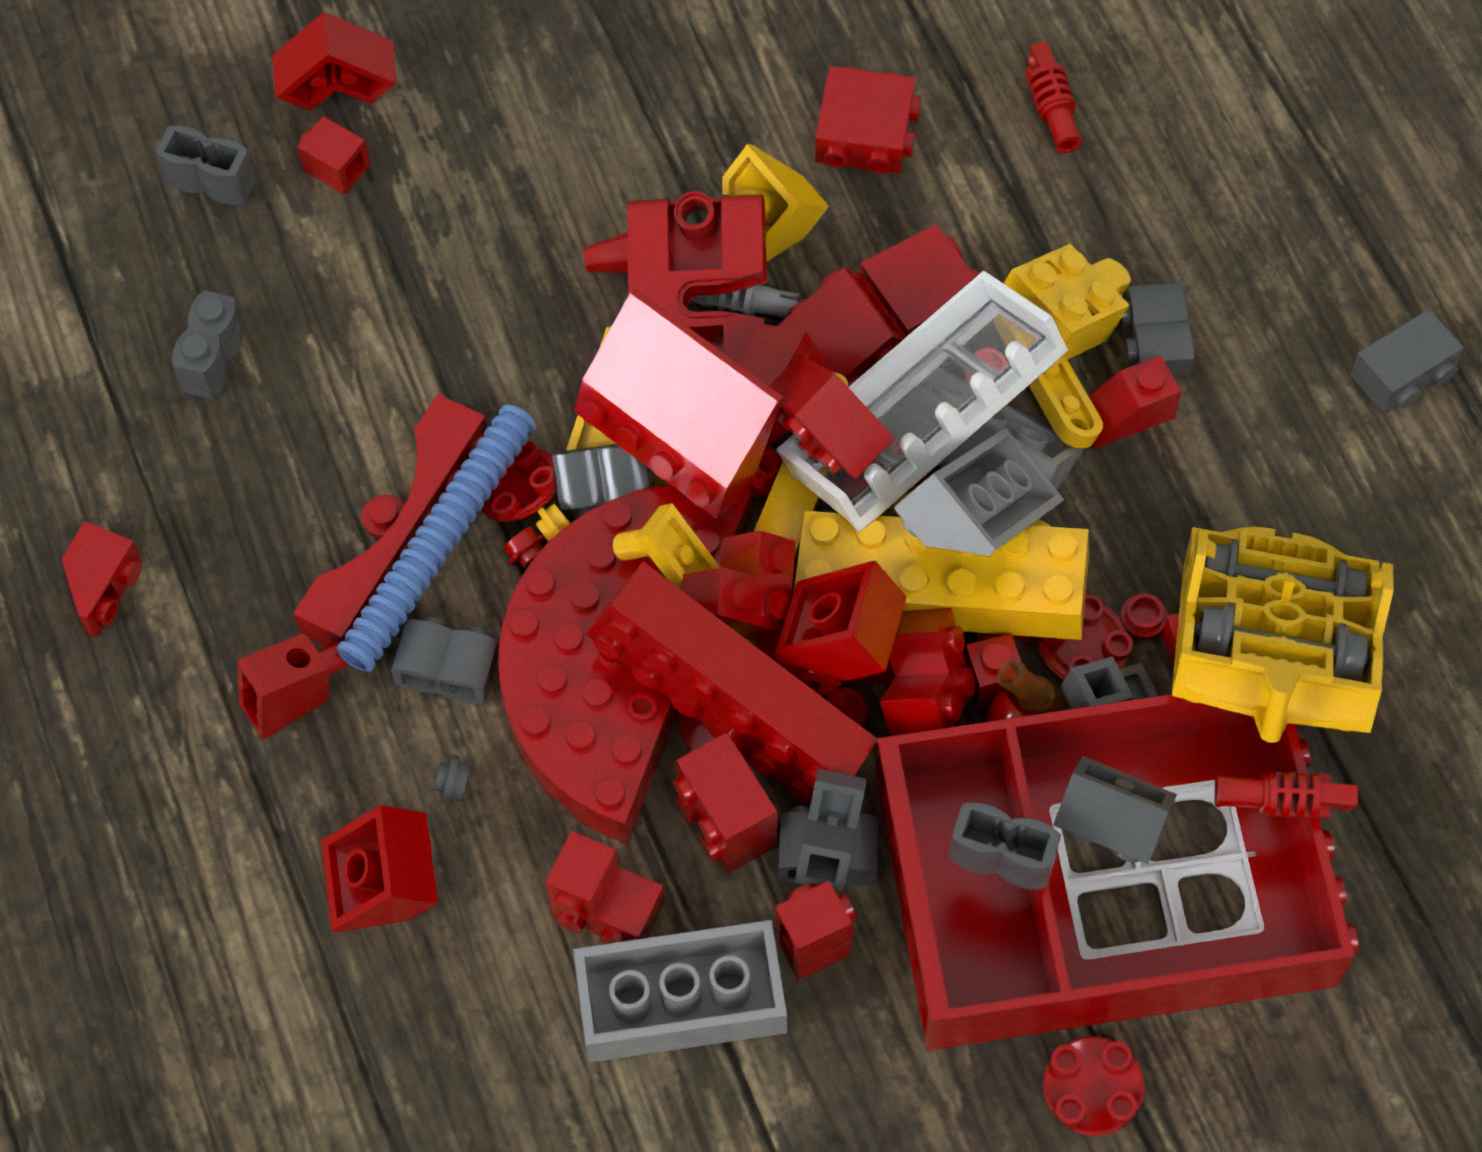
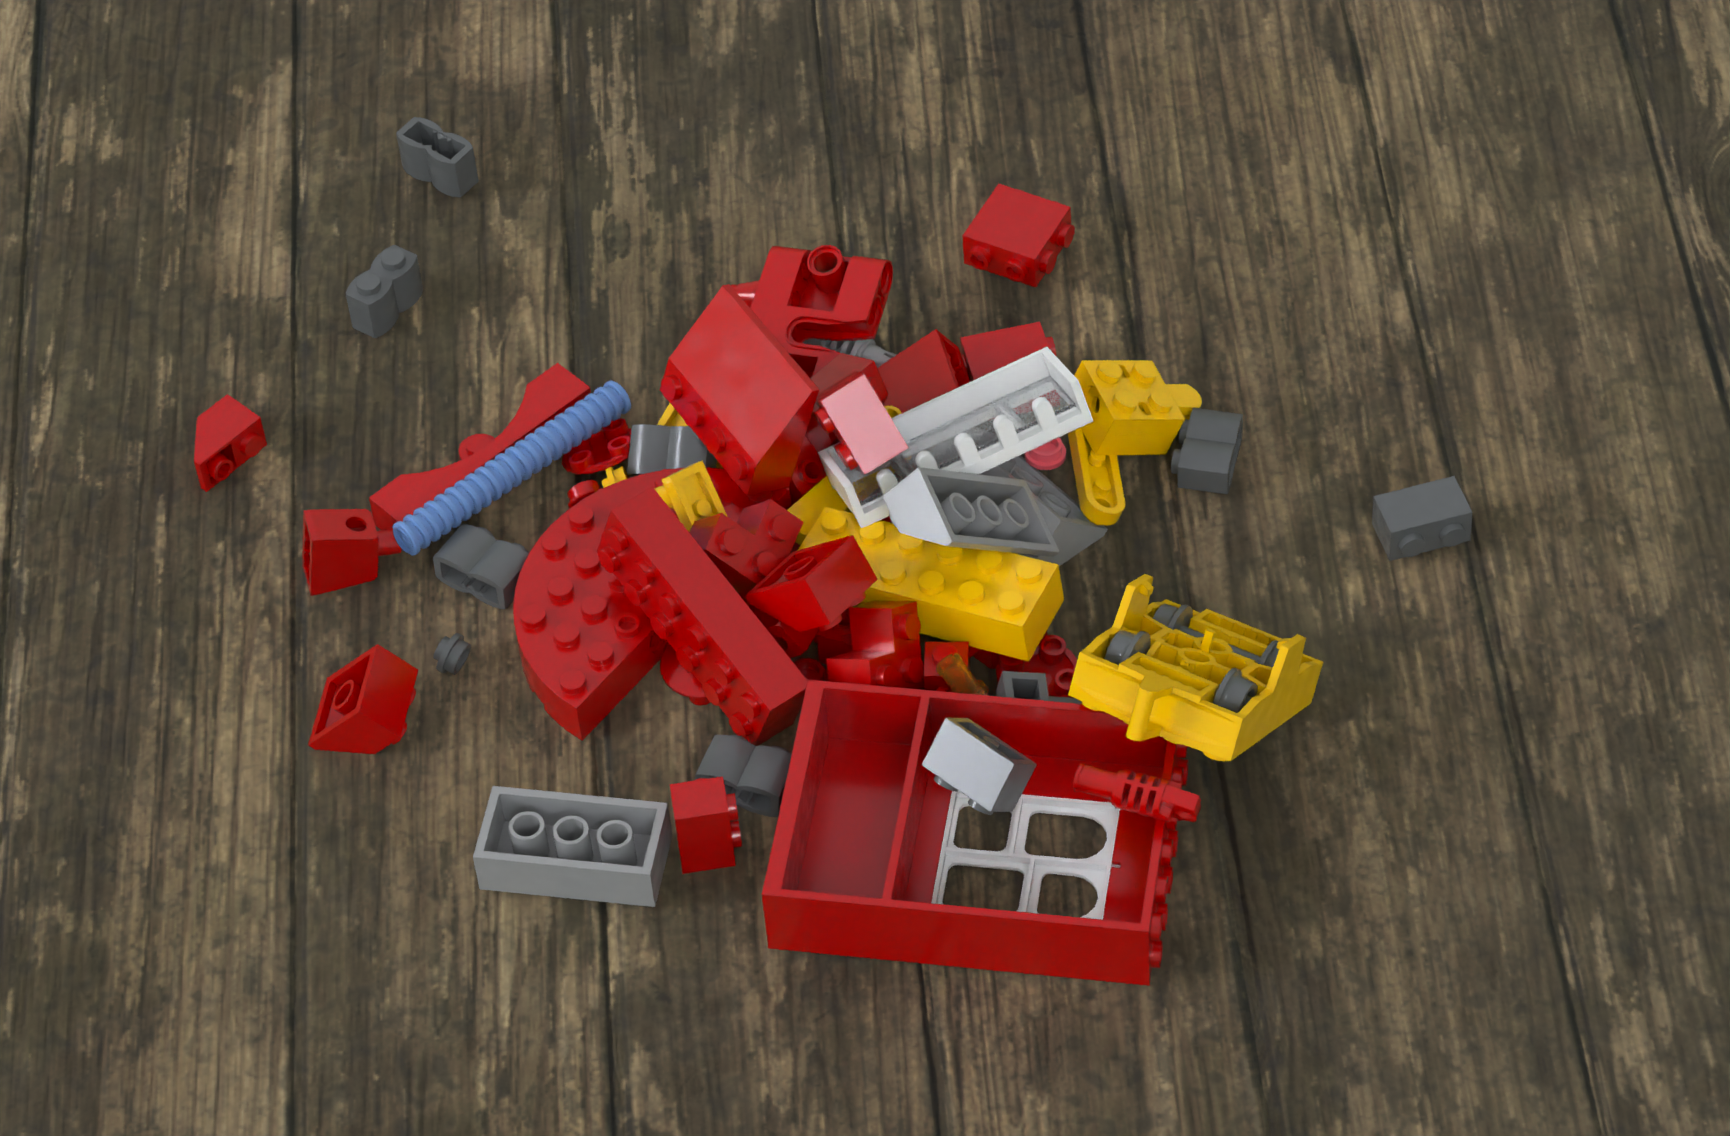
camera: 20 degrees right, 15 degrees down
(331, 58) = (579, 96): red brick -> none
(333, 155) = (549, 173): red brick -> none
(599, 896) = (530, 754): red brick -> none
(726, 804) = (667, 715): red brick -> none
(789, 198) = (918, 285): yellow slope -> none
(830, 829) = (747, 743): dark grey brick -> none
(992, 842) = (872, 769): dark grey brick -> none
(1052, 97) = (1195, 255): red hinge -> none
(1093, 1085) = (900, 1005): red dish -> none
(1135, 400) = (1162, 500): red slope -> none

